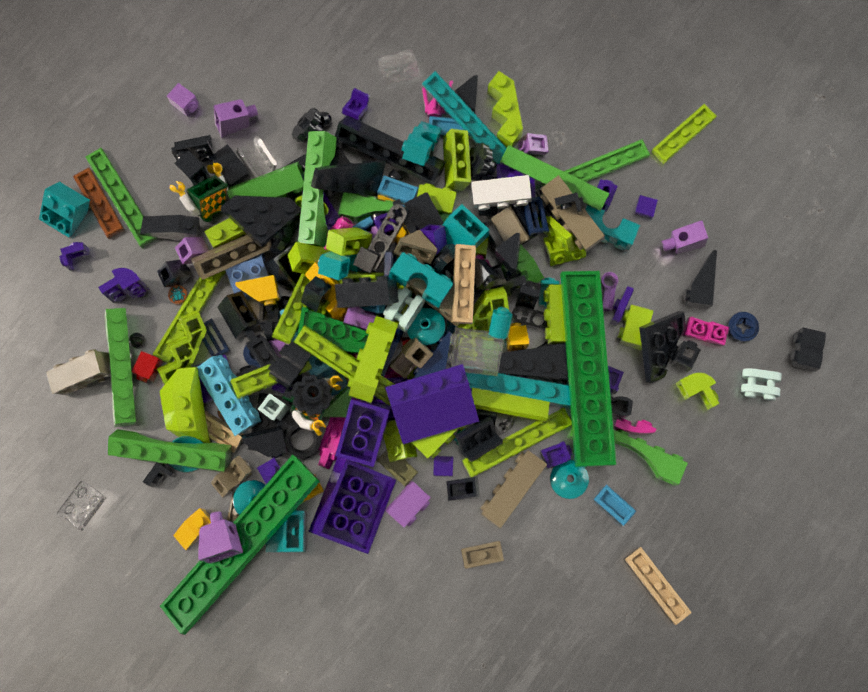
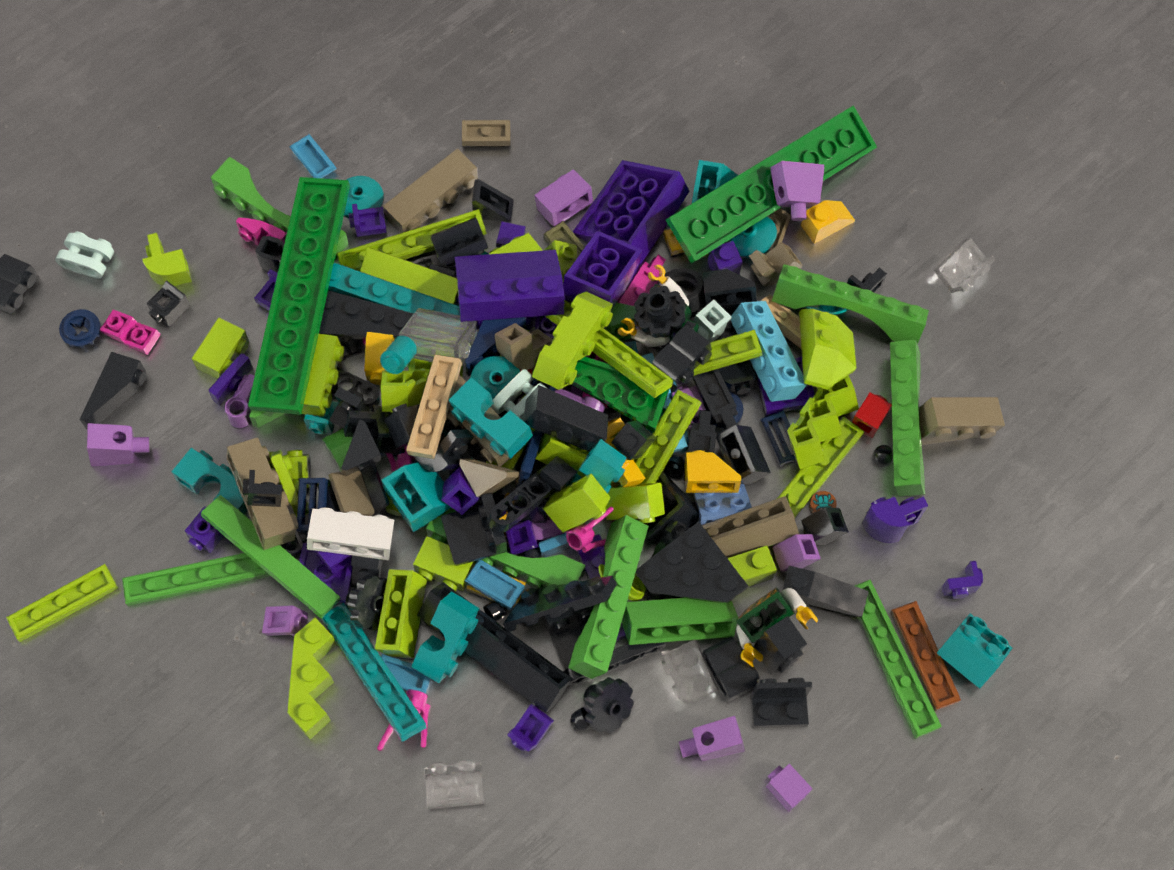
camera: 170 degrees left, 10 degrees down
(468, 92) = (359, 715): black slope -> none
(646, 206) = (153, 507): dark purple tile -> none
(657, 586) = (290, 68): tan plate -> none
(660, 344) = (194, 321): black plate -> none

